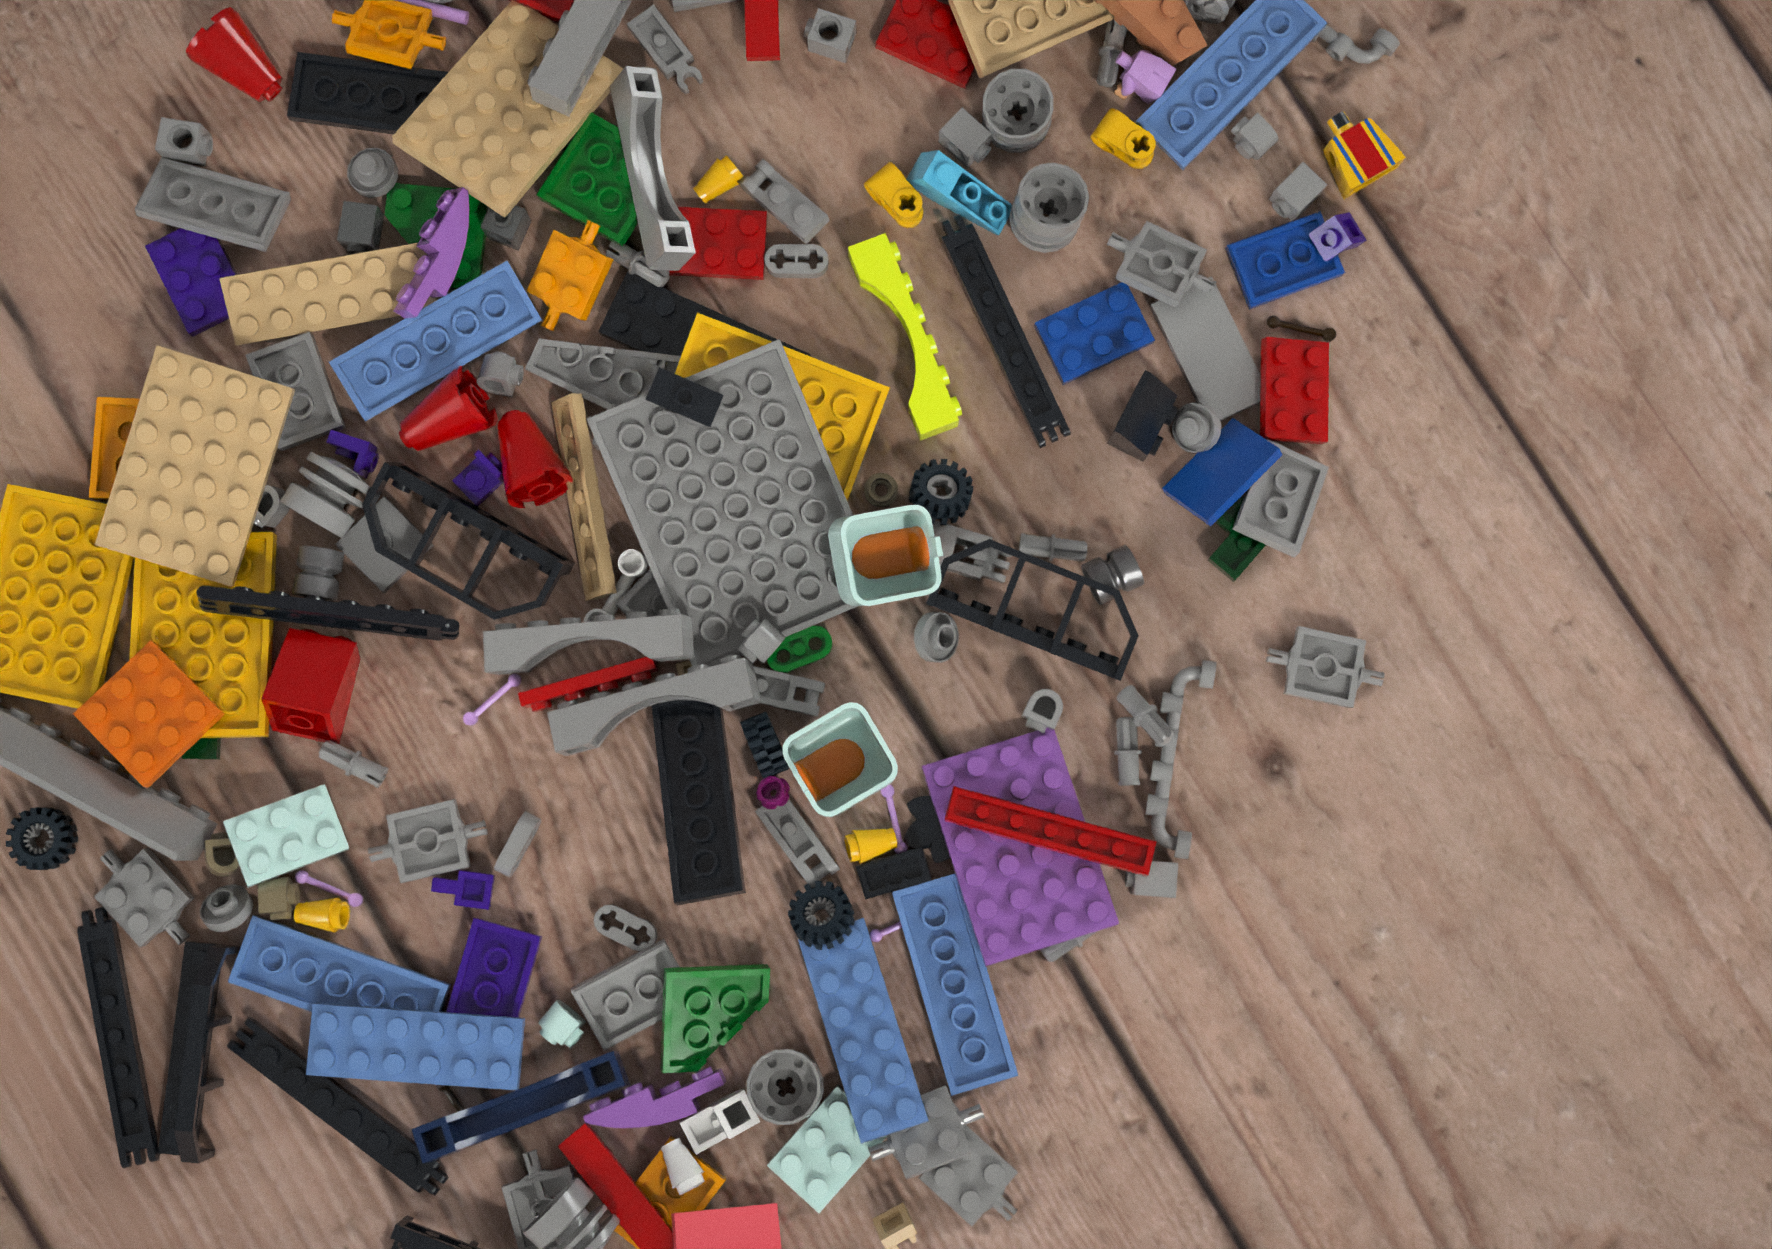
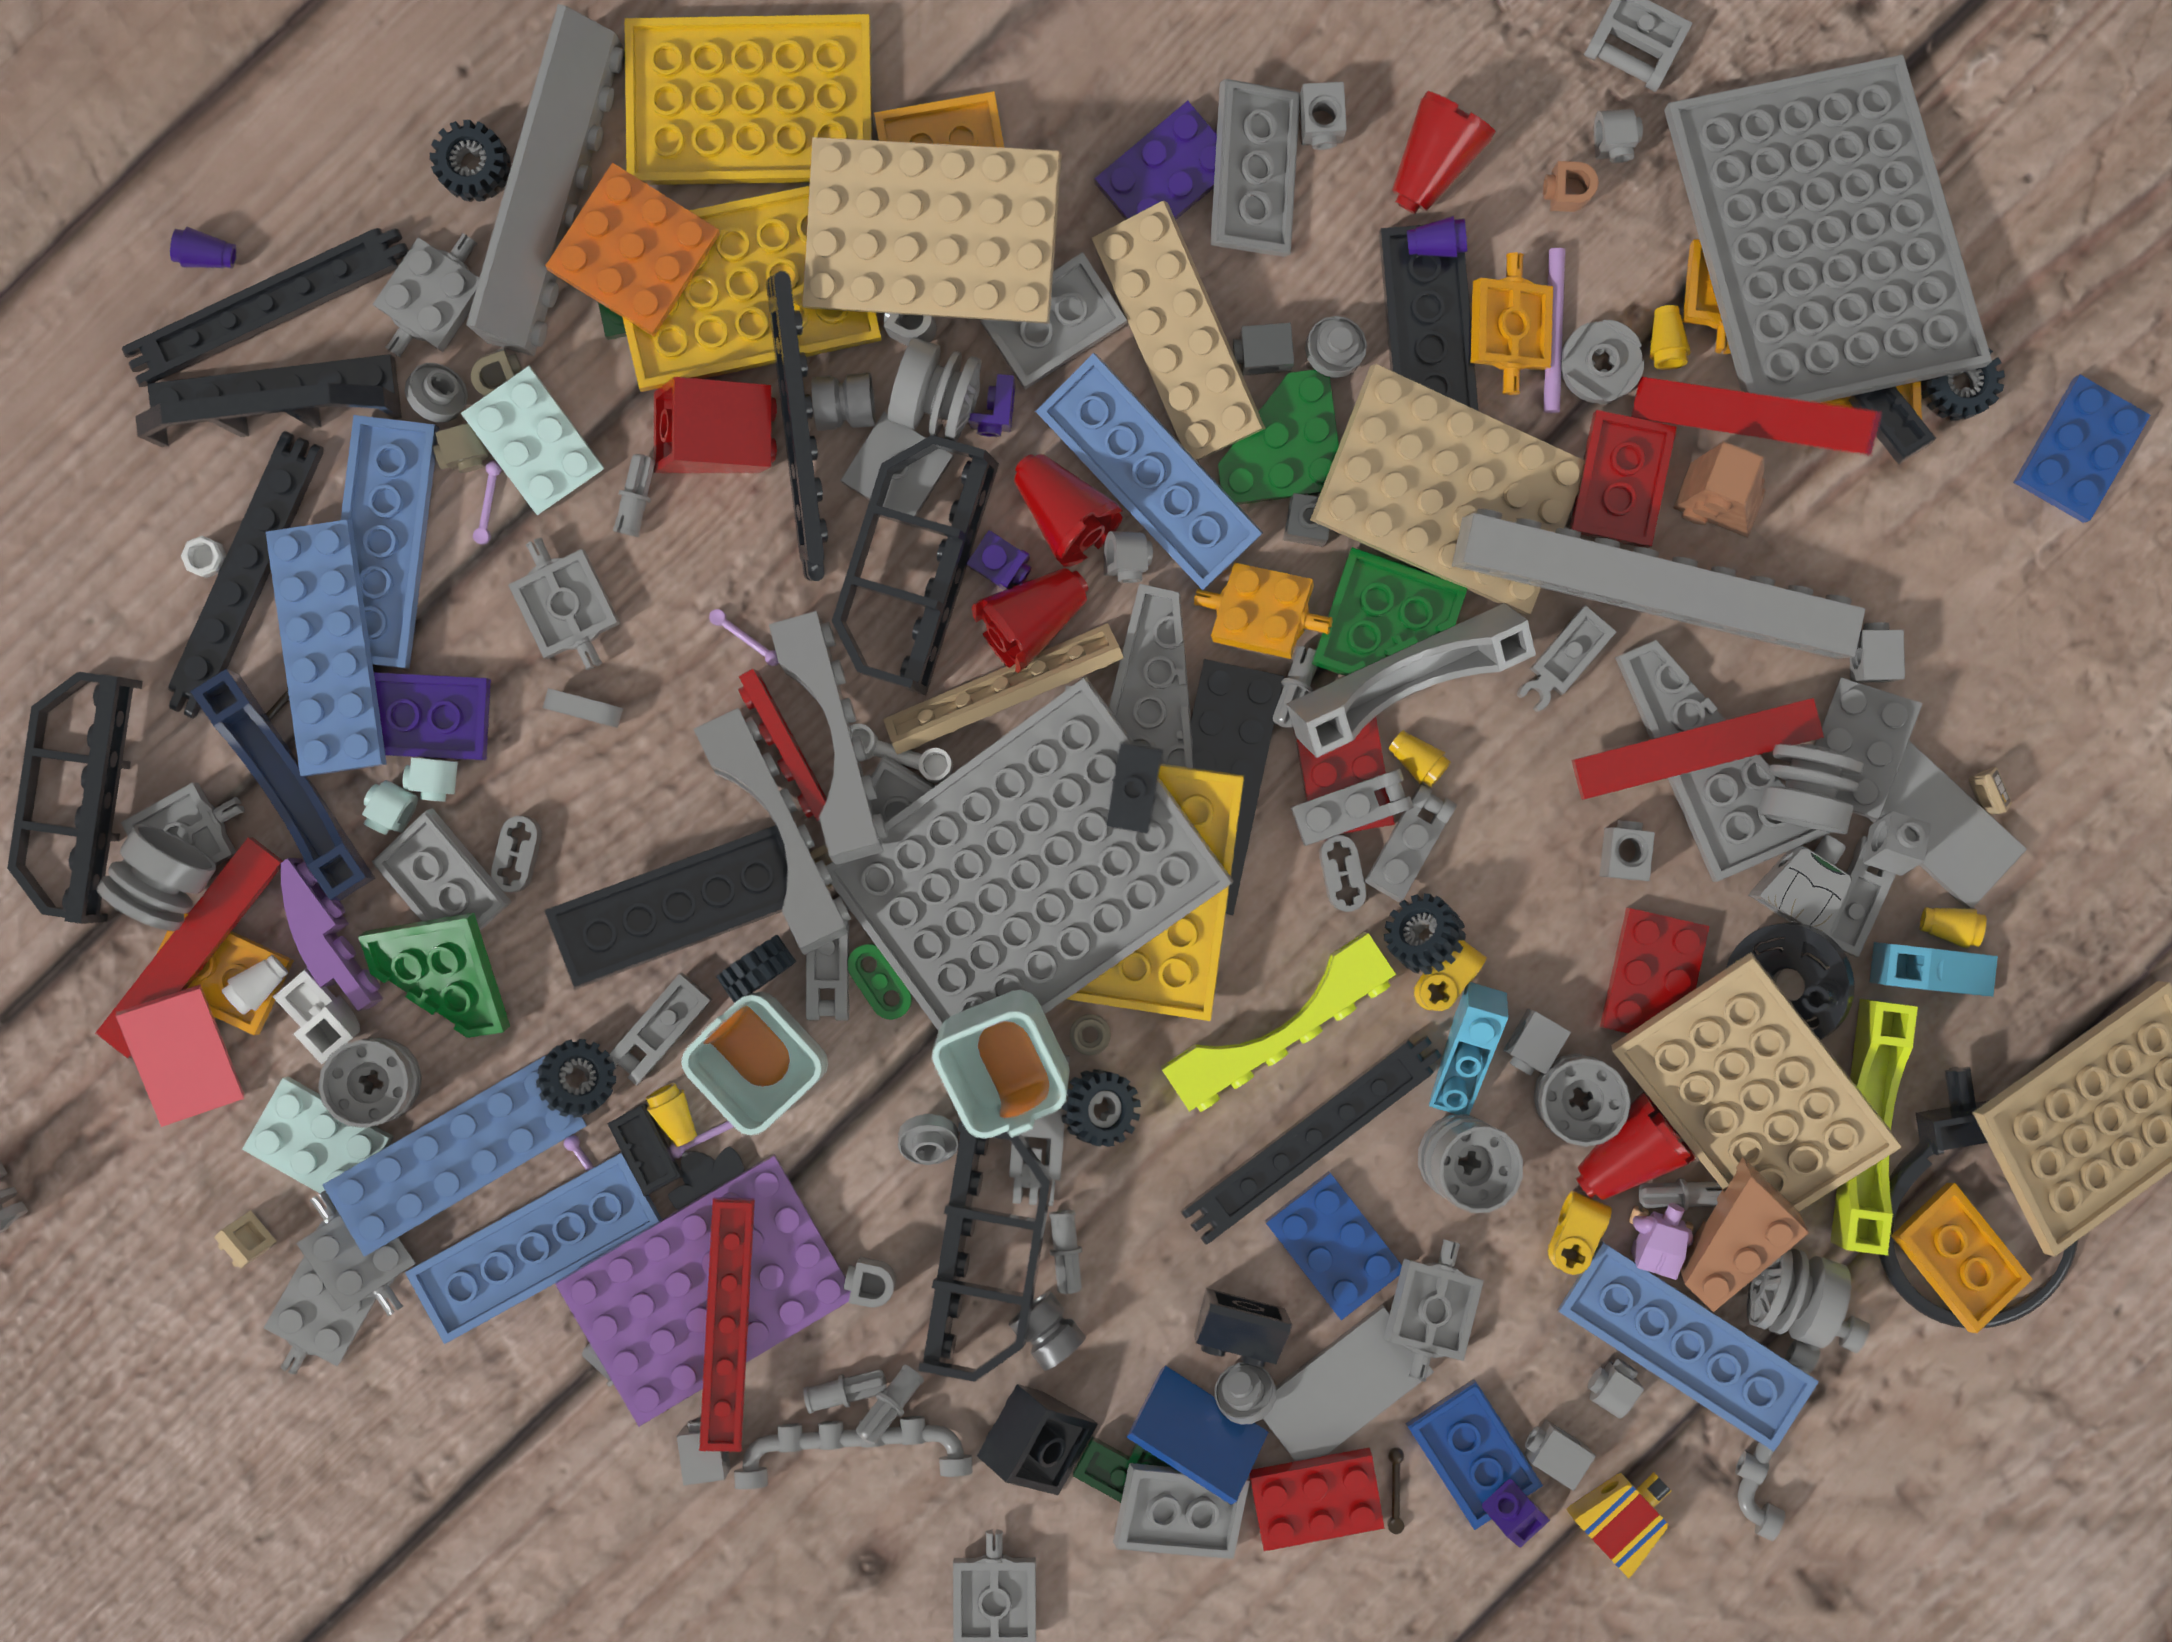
camera: 80 degrees right, 5 degrees up
(57, 1081) = (201, 250): none -> dark purple cone
(306, 70) = (1438, 238): none -> dark purple cone
(315, 1136) = (203, 556): none -> white tile
(323, 914) = (454, 504): yellow cone -> none
(444, 244) = (1265, 455): medium lavender slope -> none
(470, 889) = (519, 667): dark purple plate -> none
(545, 983) = (431, 777): none -> light aqua plate
(744, 240) = (1350, 808): none -> light grey plate
(760, 640) = (873, 938): light grey plate -> none
(764, 792) = (692, 991): magenta plate -> none
(843, 205) = (1411, 921): none -> black bush
(1071, 79) = (1638, 1153): none -> red cone
(1200, 604) = (1036, 1440): none -> black slope

